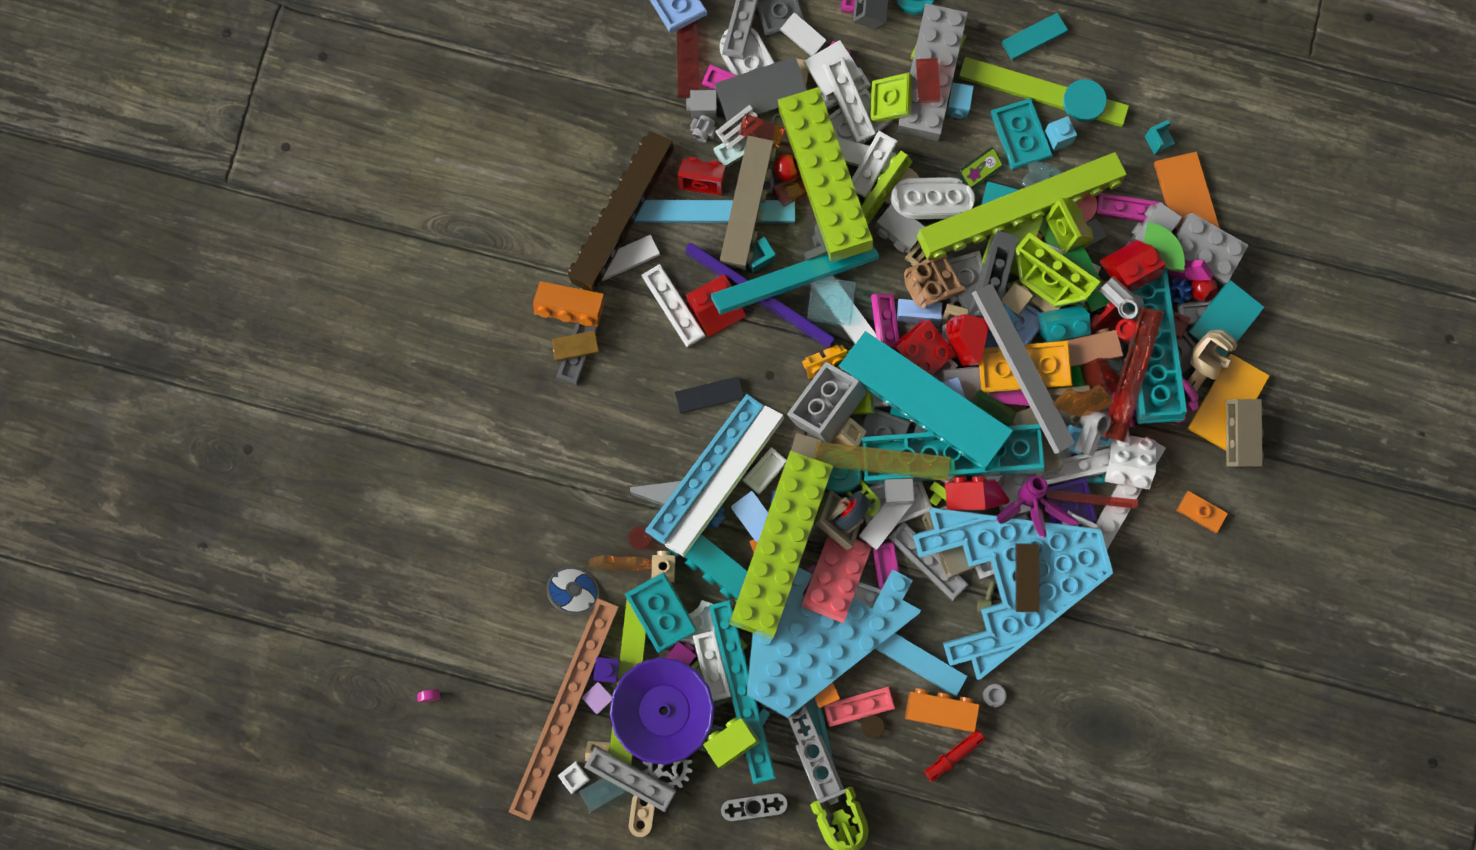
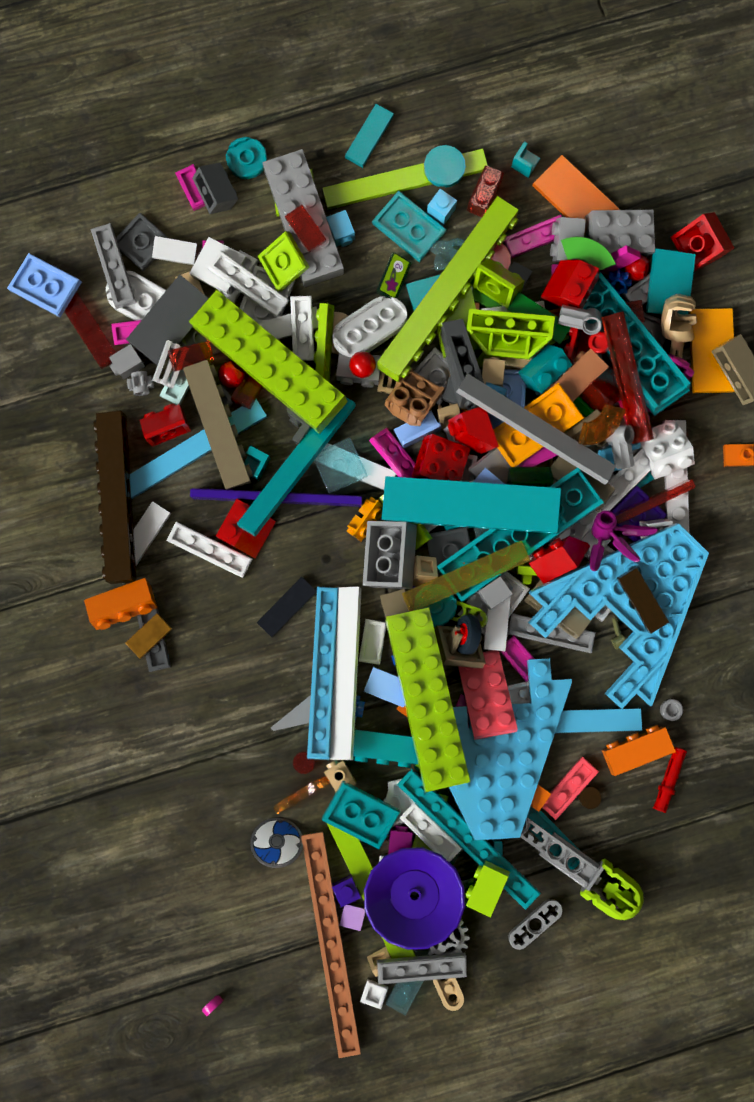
camera: 35 degrees left, 5 degrees up
(905, 225) = (362, 364): none -> red piece
(1108, 141) = (485, 191): none -> clear red brick
(1281, 300) = (705, 239): none -> red slope

